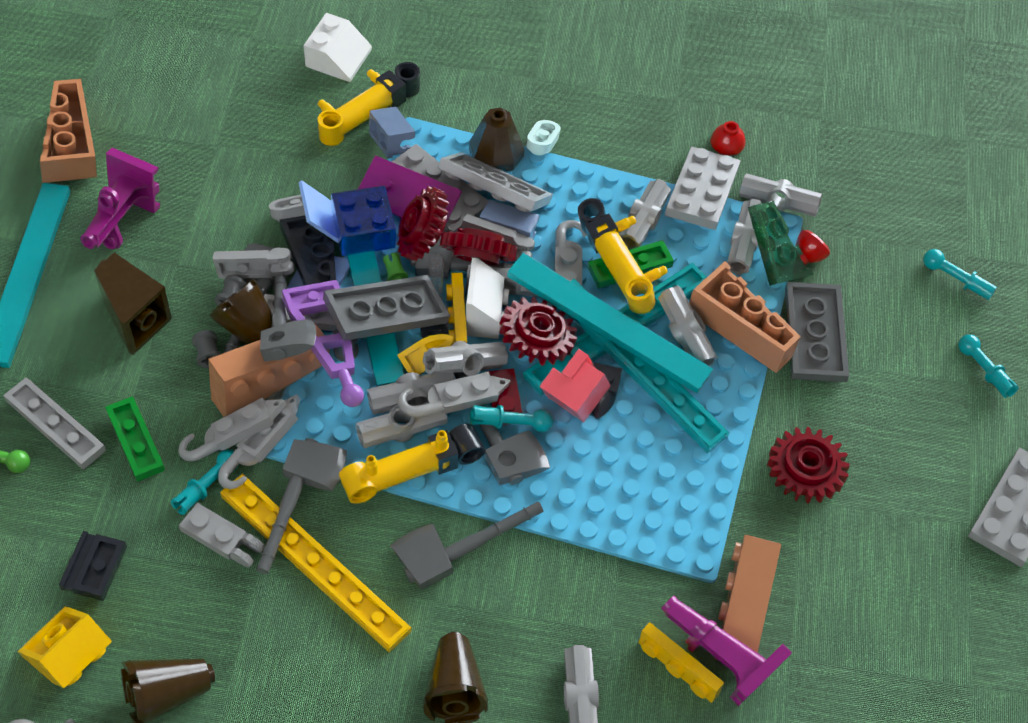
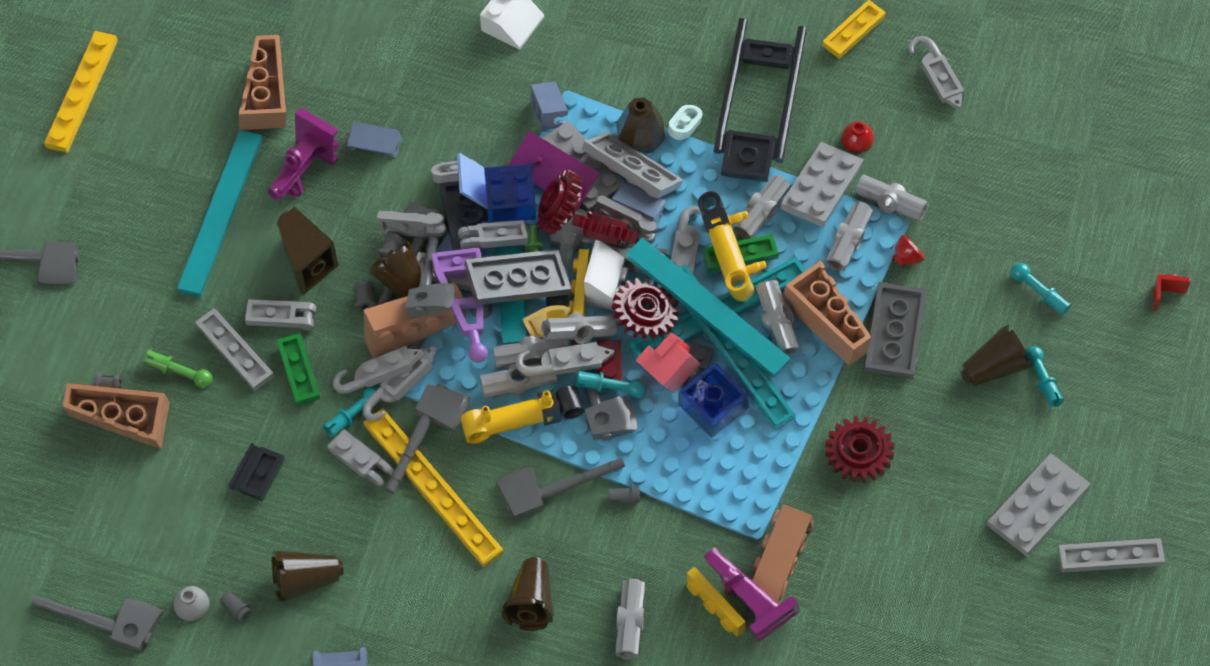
camera: 15 degrees right, 5 degrees up
(65, 646) = (230, 534): yellow slope -> none
(107, 377) = (280, 314): none -> light grey plate
(200, 179) = (374, 139): none -> sand blue hinge
(351, 265) = (493, 235): none -> light grey hinge
(389, 91) = (552, 64): yellow piece -> none
(547, 546) = (624, 495): none -> dark grey pin
(617, 162) = (750, 153): none -> black plate
(634, 424) = (713, 399): none -> clear blue brick
(701, 37) = (853, 29): none -> yellow plate
(777, 251) = (873, 253): clear green wing -> none
(799, 72) = (939, 73): none -> light grey plate
(937, 348) = (996, 358): none -> dark brown cone

